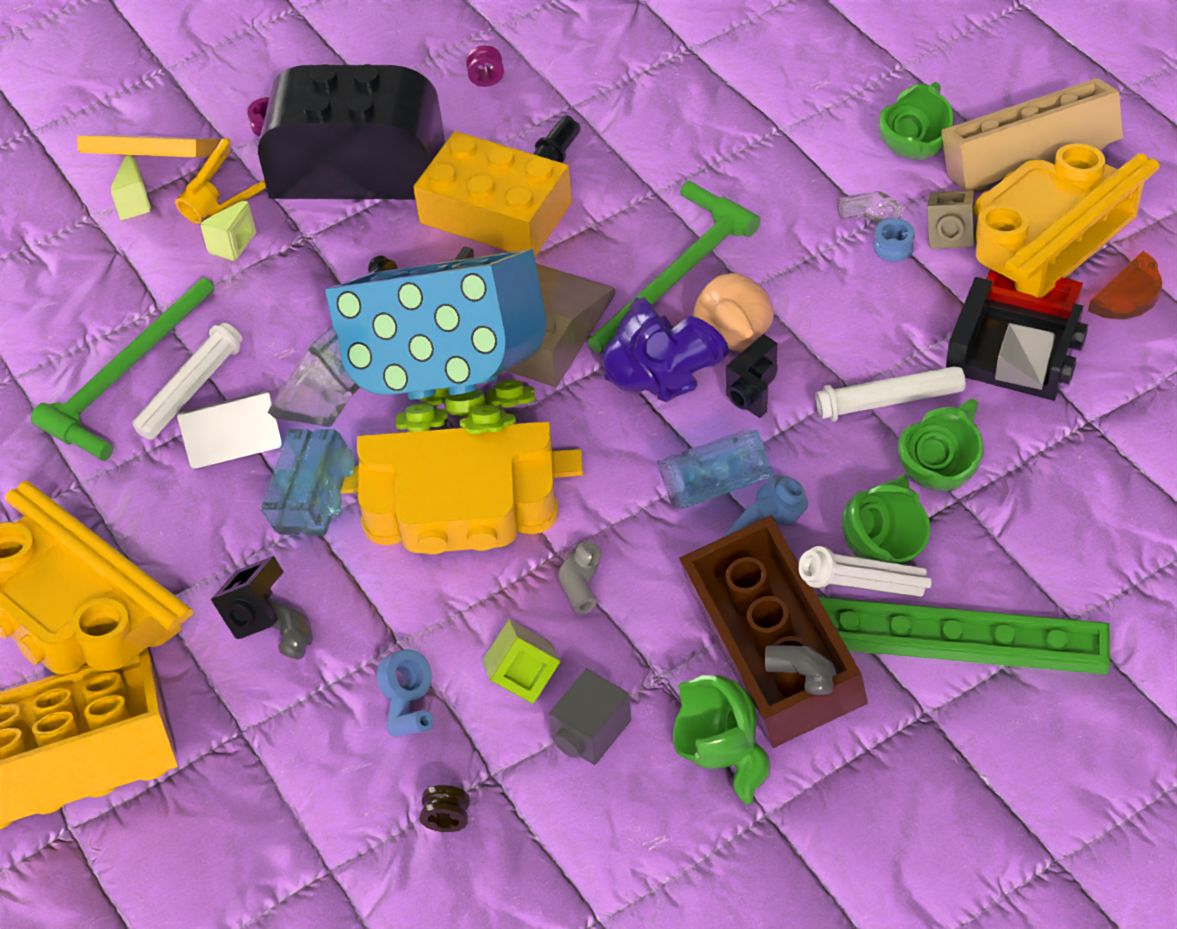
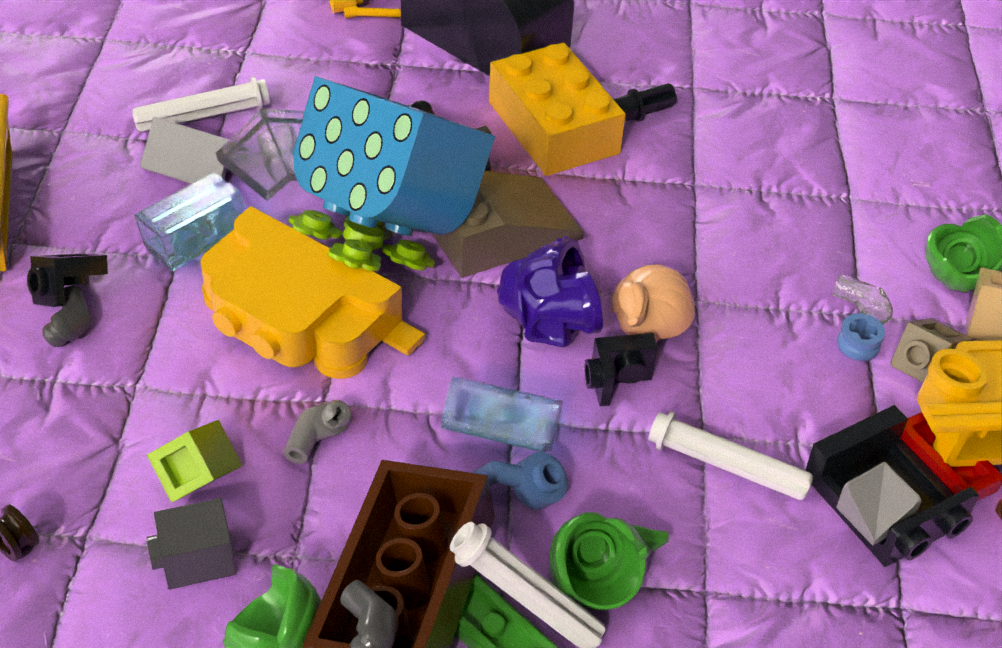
camera: 30 degrees right, 5 degrees down
(64, 420) = (96, 80): bright green bar -> none
(229, 231) = (342, 25): yellowish green slope -> none
(415, 684) = (63, 442): medium blue plate -> none
(481, 56) = (641, 27): magenta bush -> none
(728, 219) = (730, 236): bright green bar -> none
(942, 448) = (723, 531): bright green hair -> none

